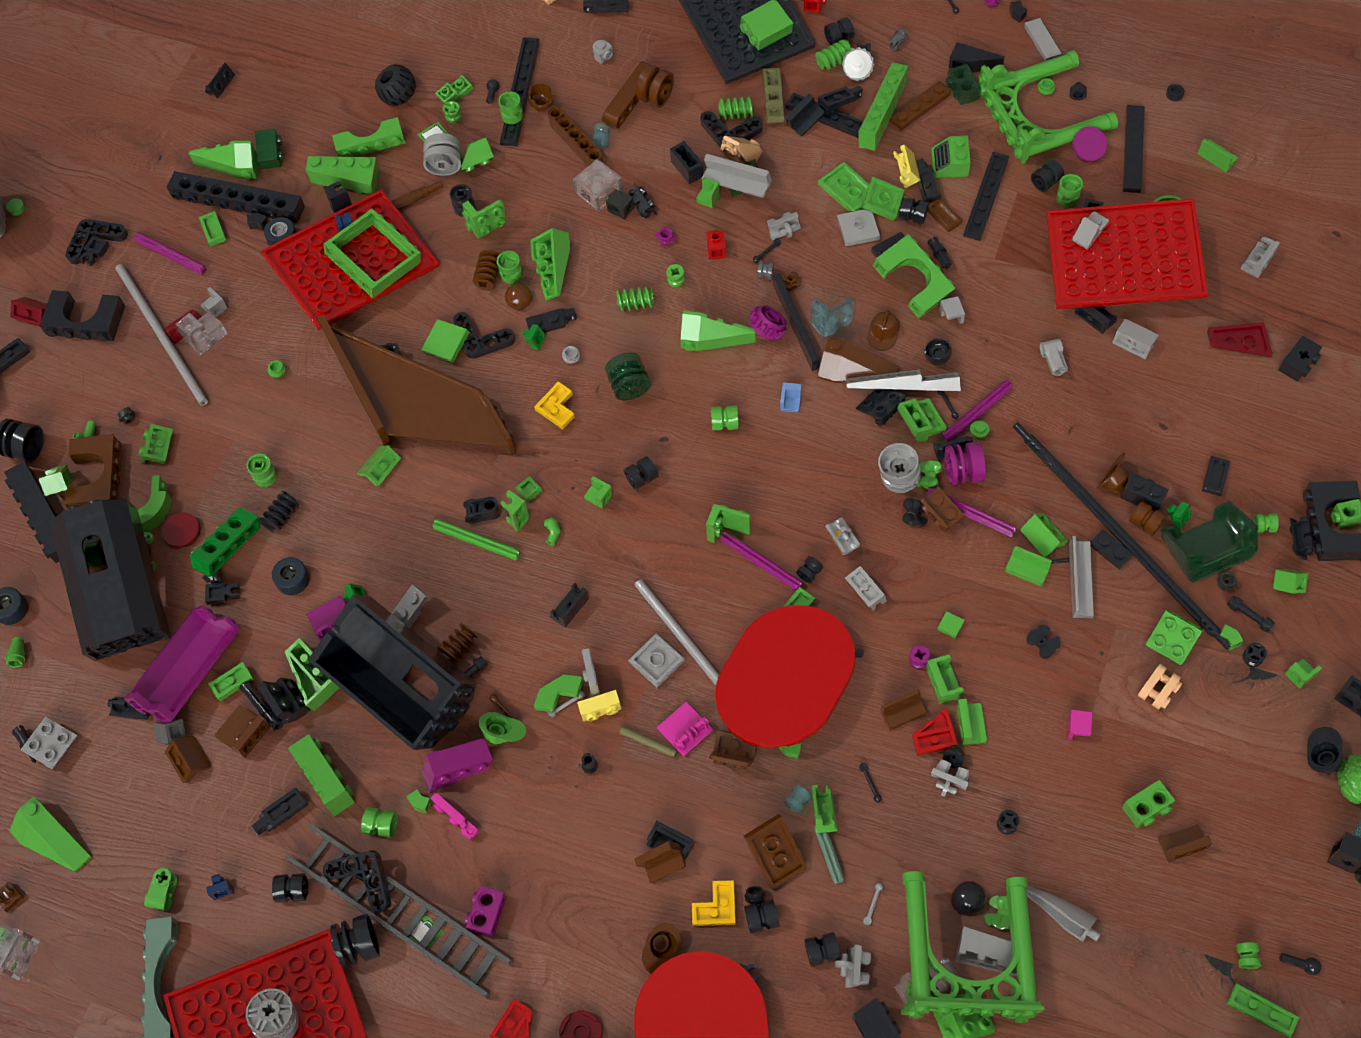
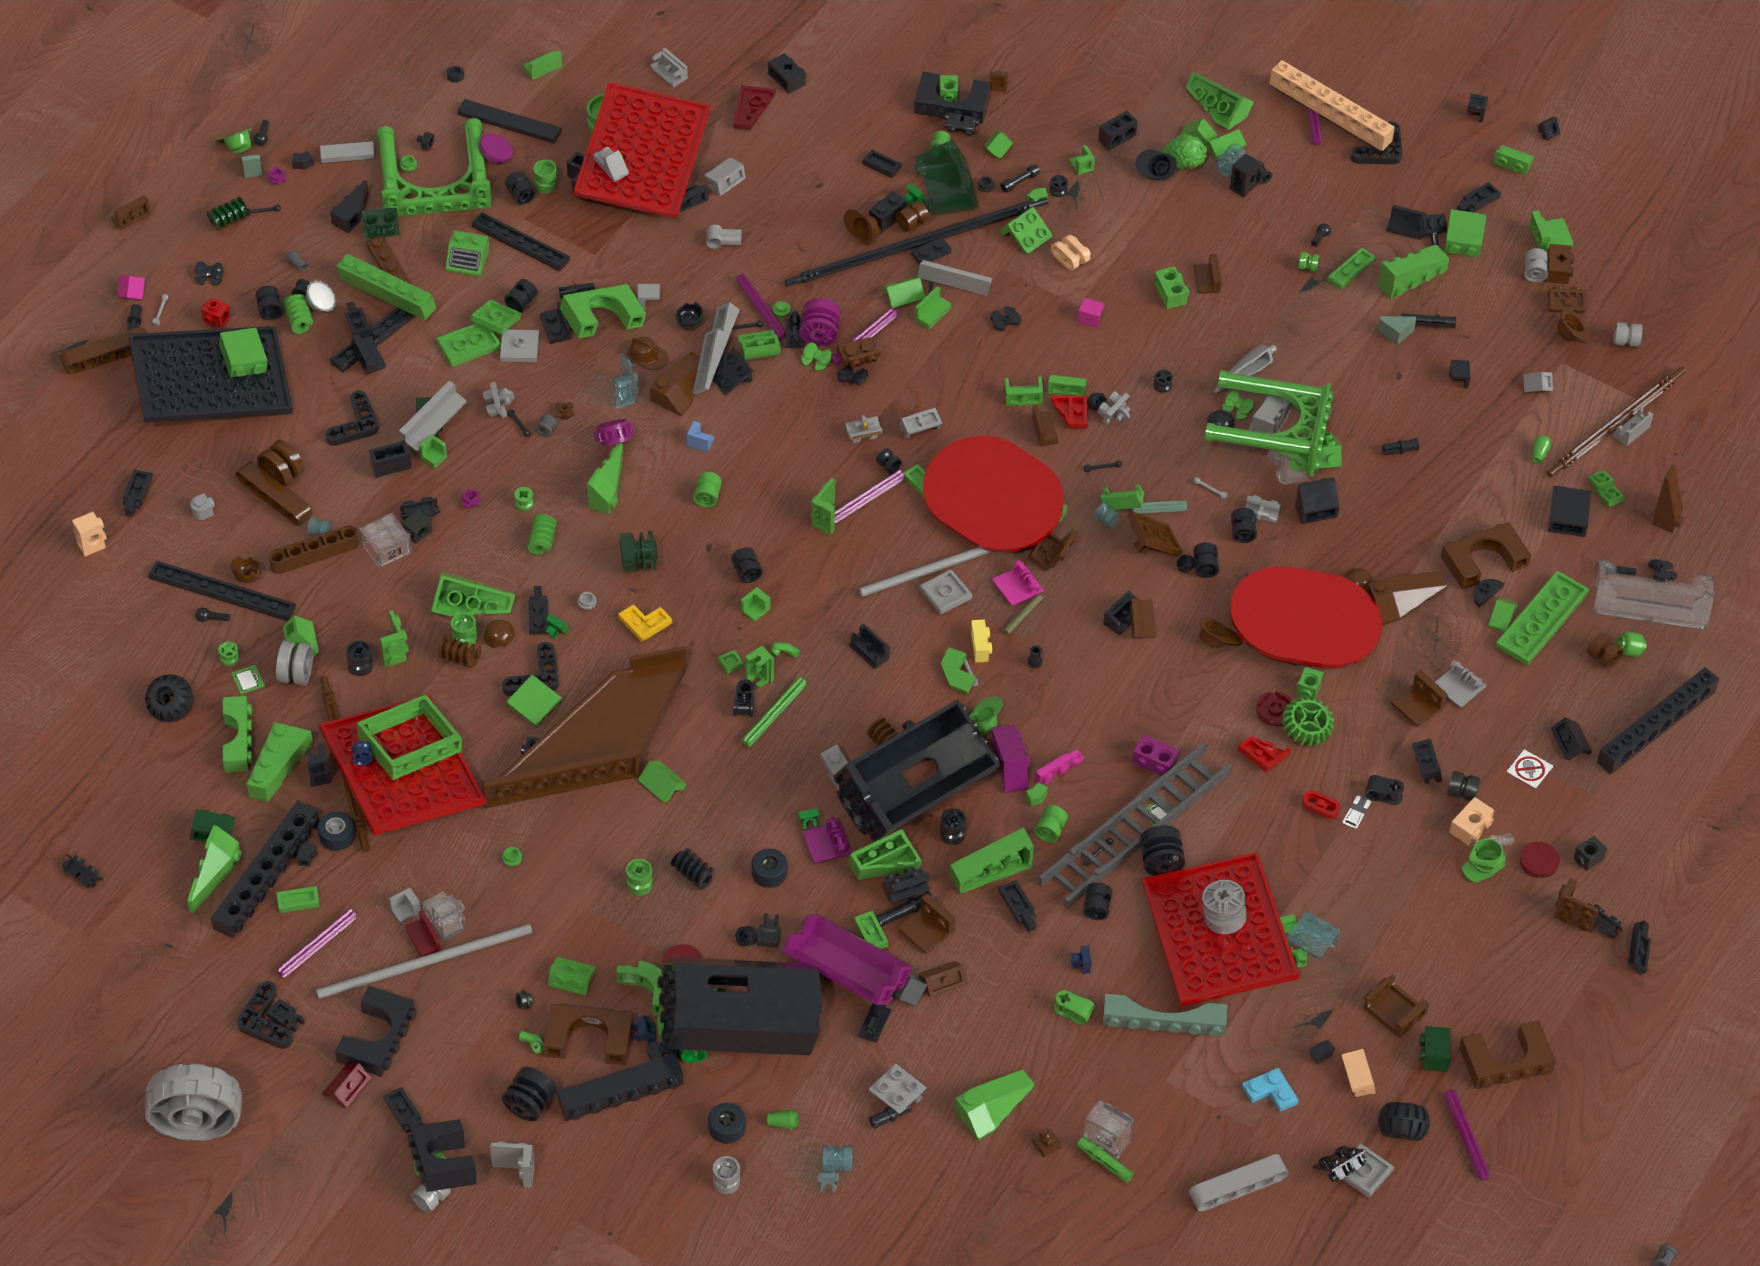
camera: 85 degrees left, 10 degrees down
(56, 480) = (592, 1059): panel -> none
(224, 542) = (718, 912): green brick -> none
(359, 728) = (953, 827): none -> black wheel
(363, 867) = (1095, 836): black beam -> none
(455, 90) = (196, 648): bright green slope -> none
(510, 107) = (256, 592): bright green wheel -> none
(589, 674) = (952, 635): light grey plate -> none
(716, 244) = (499, 458): red brick -> none
(719, 911) = (1191, 588): yellow plate -> none
(735, 107) = (333, 407): bright green piece -> none
(740, 149) = (399, 407): light nougat wedge -> none
(773, 95) = (325, 376): olive slope -> none
(795, 322) = (632, 413): black tile -> none
(899, 468) = (809, 368): light grey wheel -> none
(907, 166) = (466, 289): light yellow hinge -> none
(916, 660) = (997, 404): magenta wheel -> none
(928, 184) = (489, 279): black hinge -> none
(944, 215) = (535, 275): reddish brown tile -> none
(950, 625) = (971, 377): bright green tile -> none

